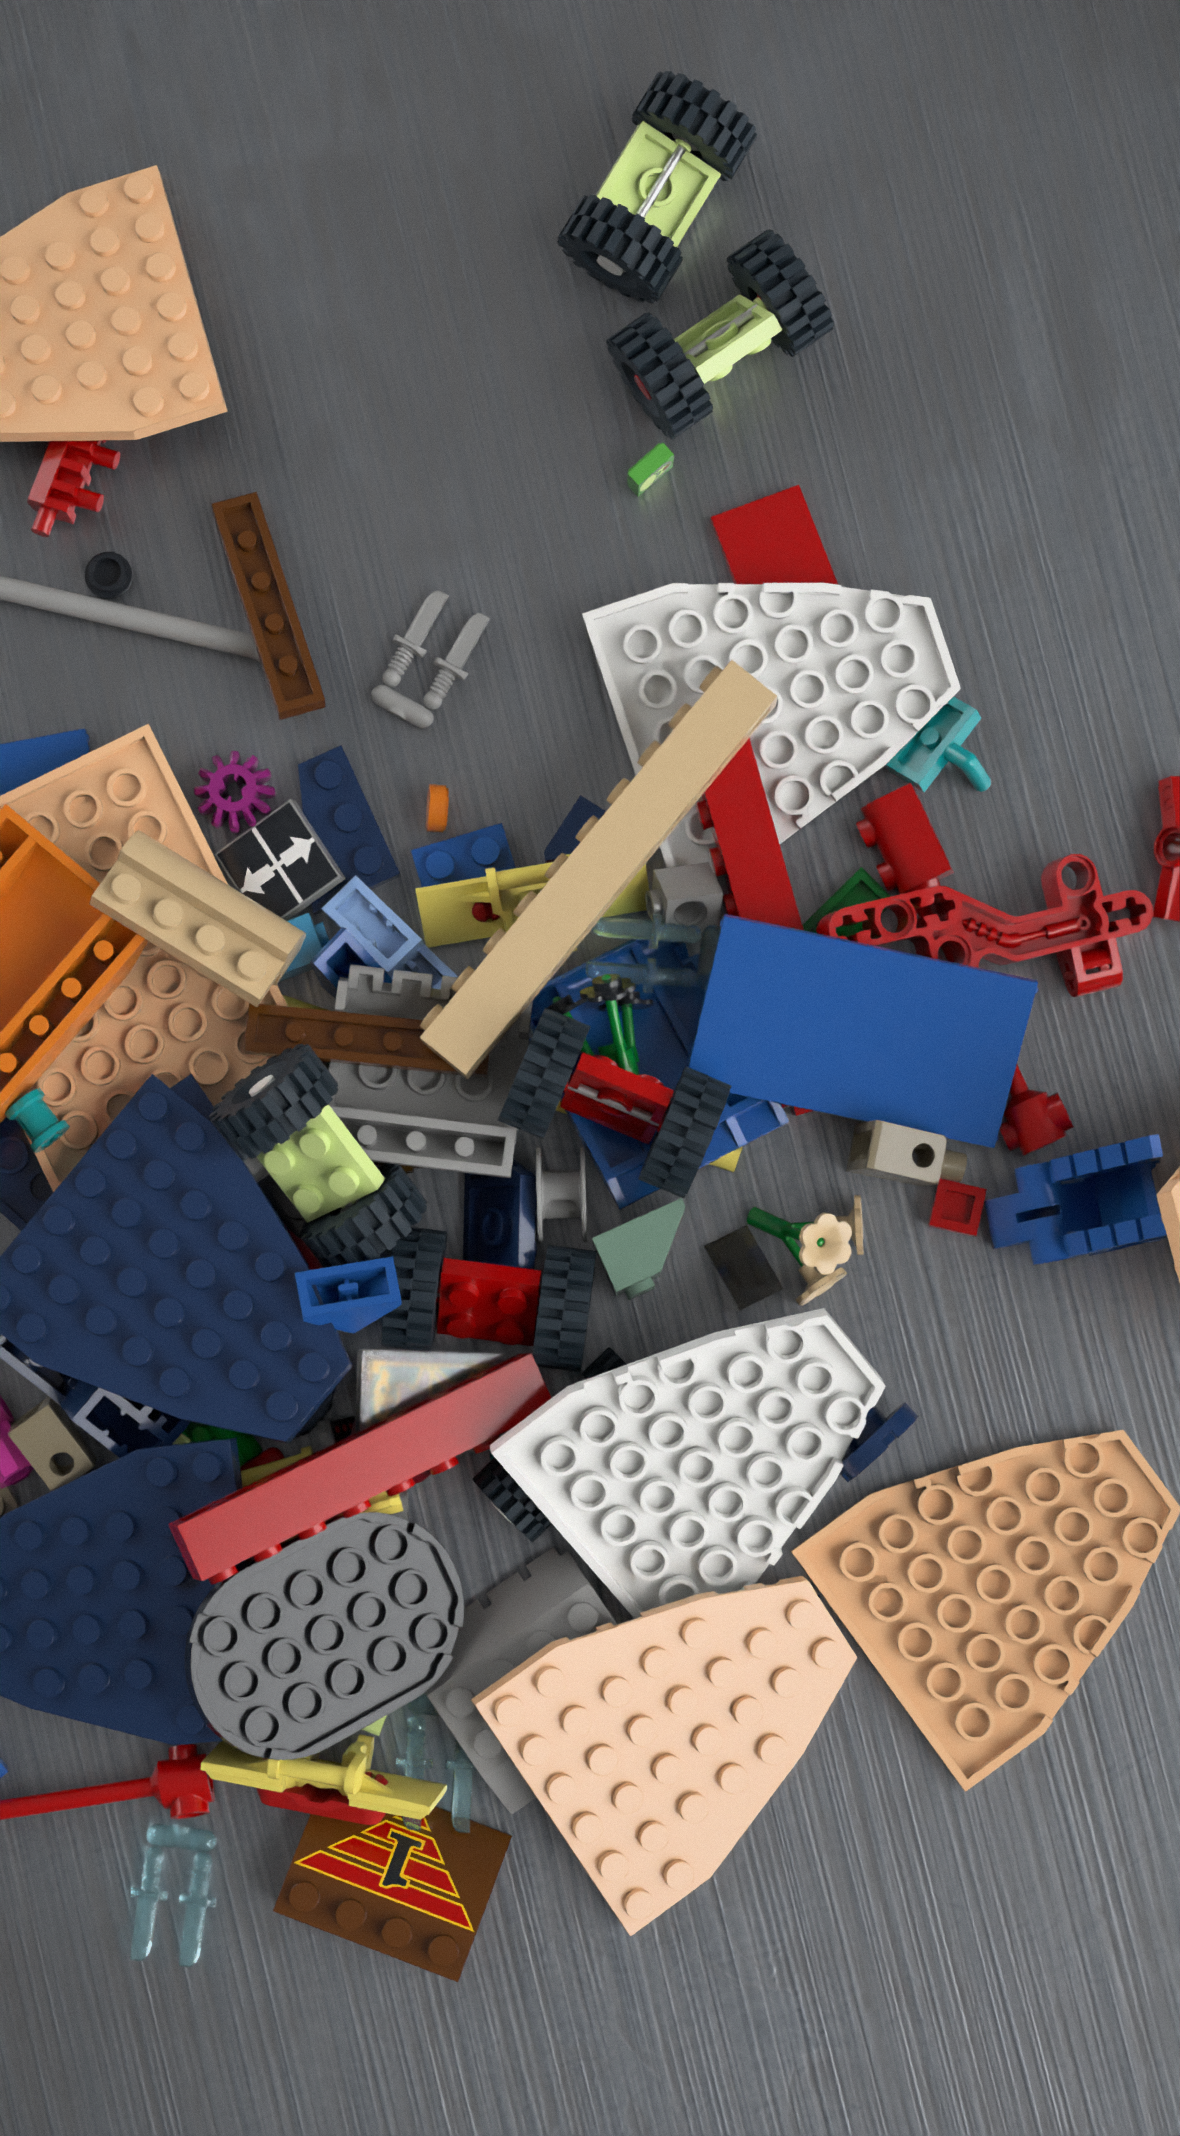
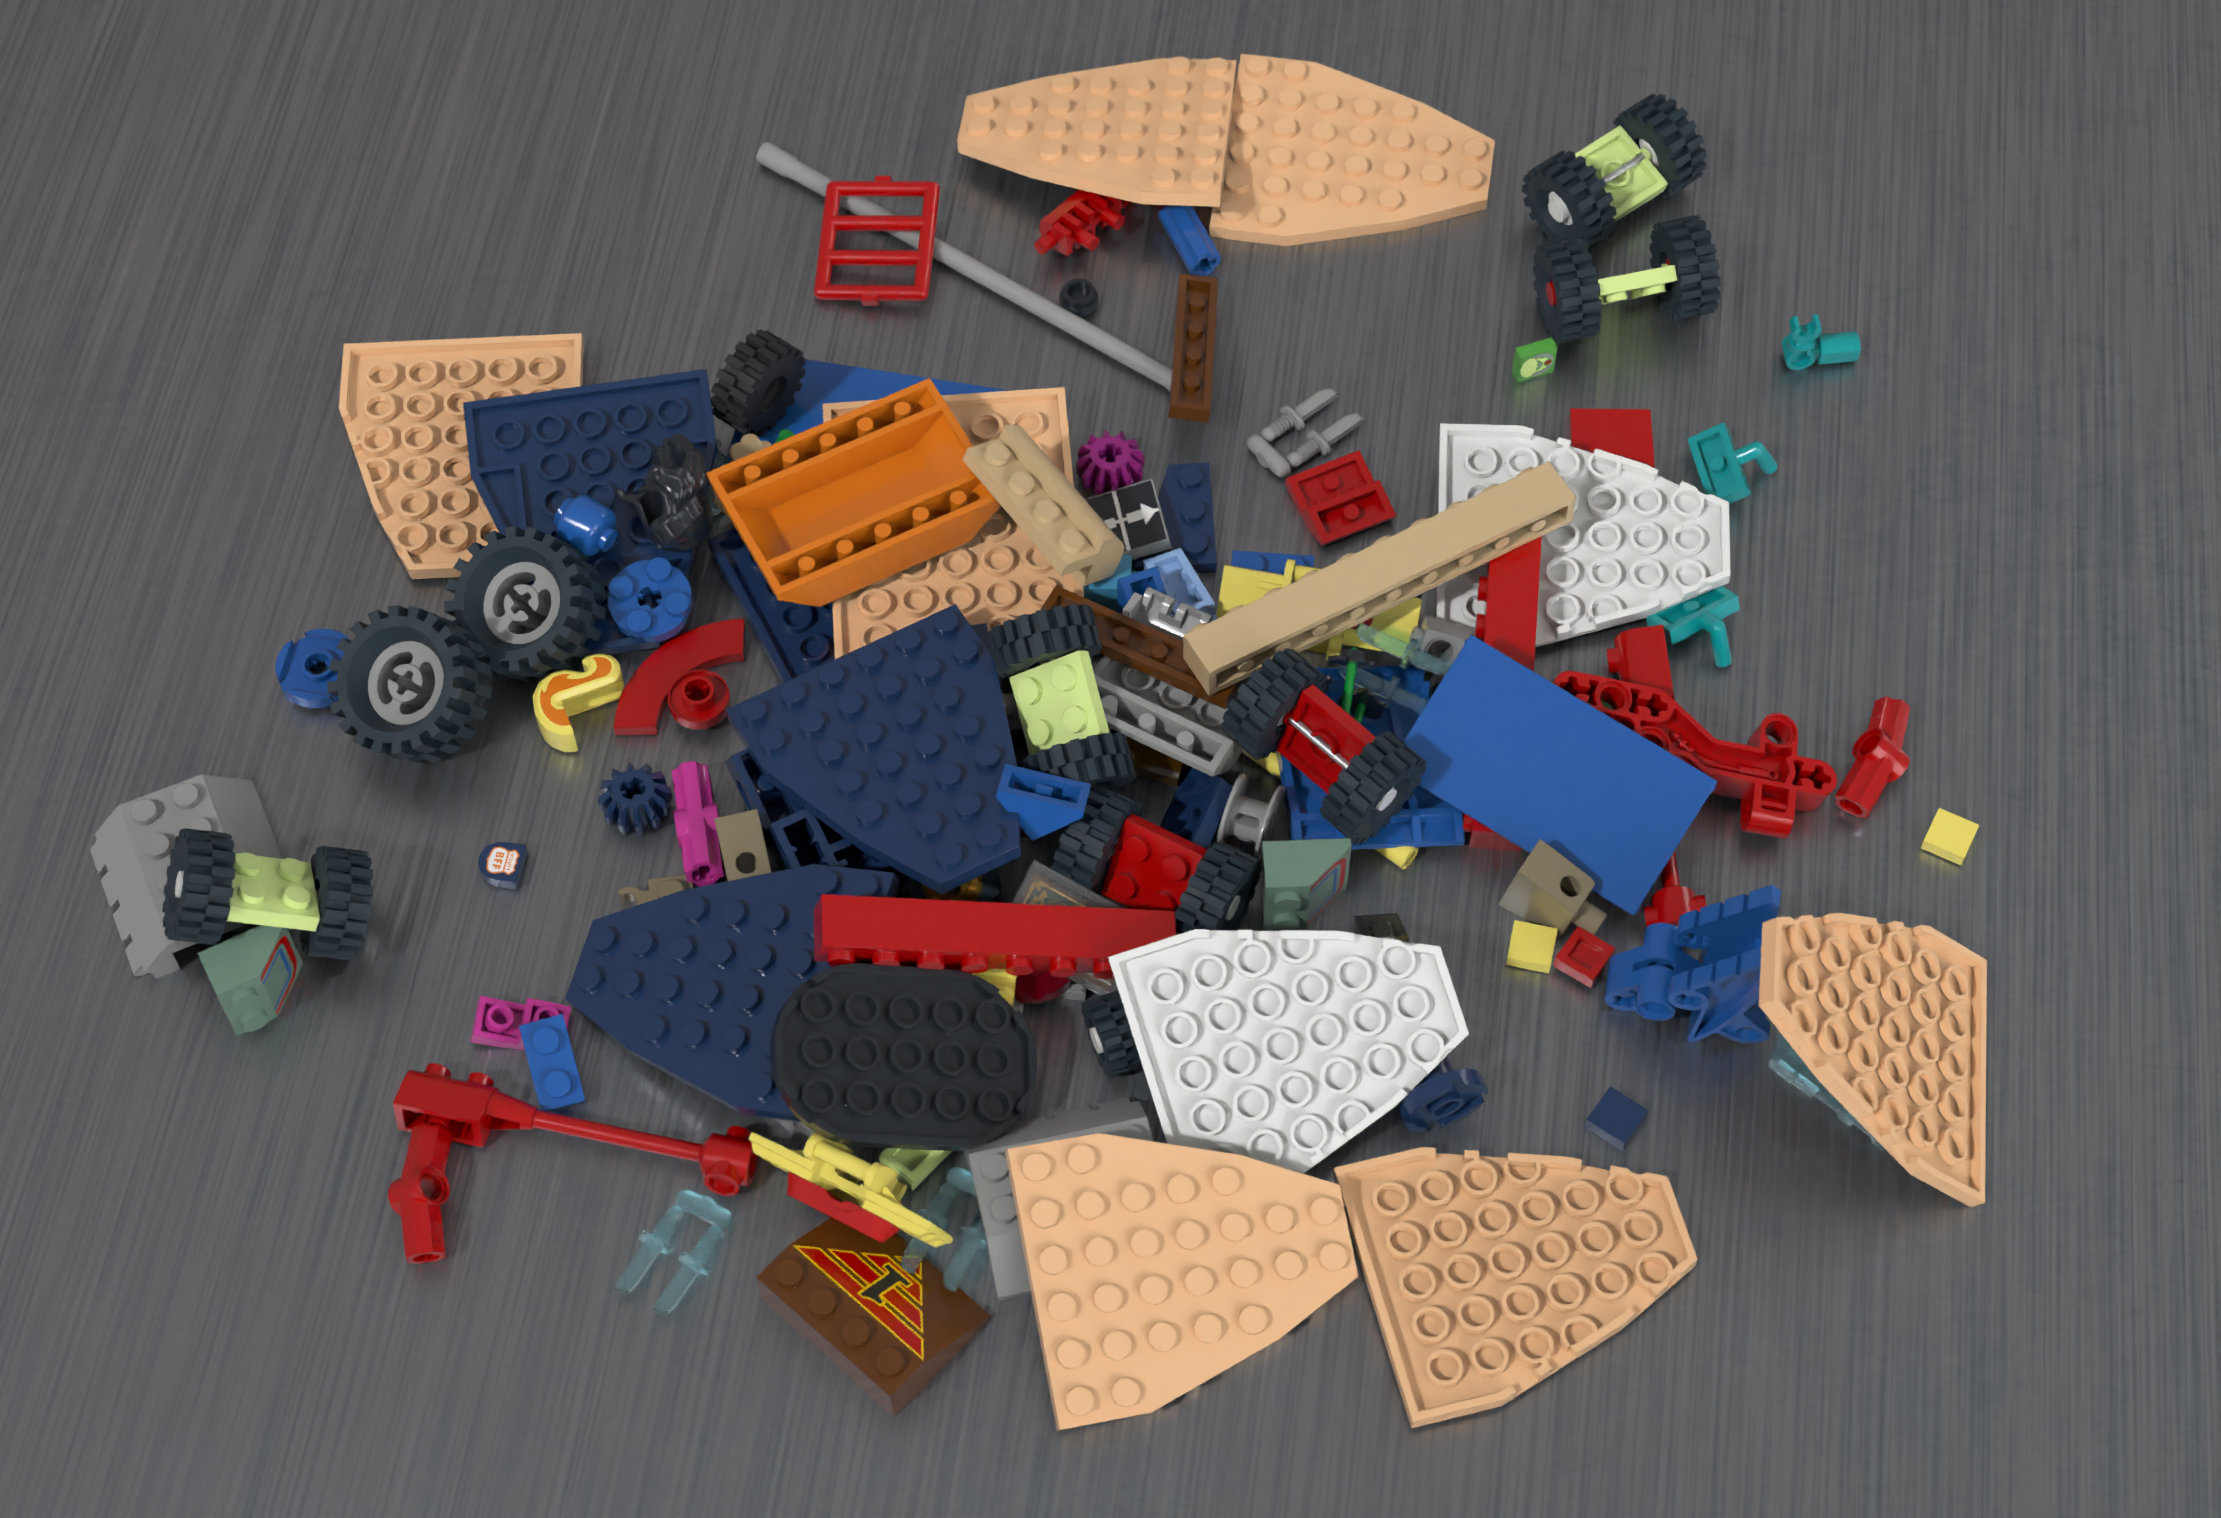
camera: 20 degrees right, 25 degrees down
(37, 1120) = (848, 612): teal bush -> none
(208, 453) = (1190, 239): none -> blue axle
(327, 257) = (1340, 158): none -> light nougat piece
(437, 808) = (1266, 528): orange tile -> none
(501, 734) = (1339, 498): none -> red slope
(822, 1243) = (1458, 916): tan plant -> none
(898, 1212) = (1531, 946): none -> light yellow tile
(902, 533) = (1721, 463): none -> teal plate
(941, 336) = (1807, 344): none -> teal bar
(1049, 1376) = (1616, 1118): none -> dark blue tile

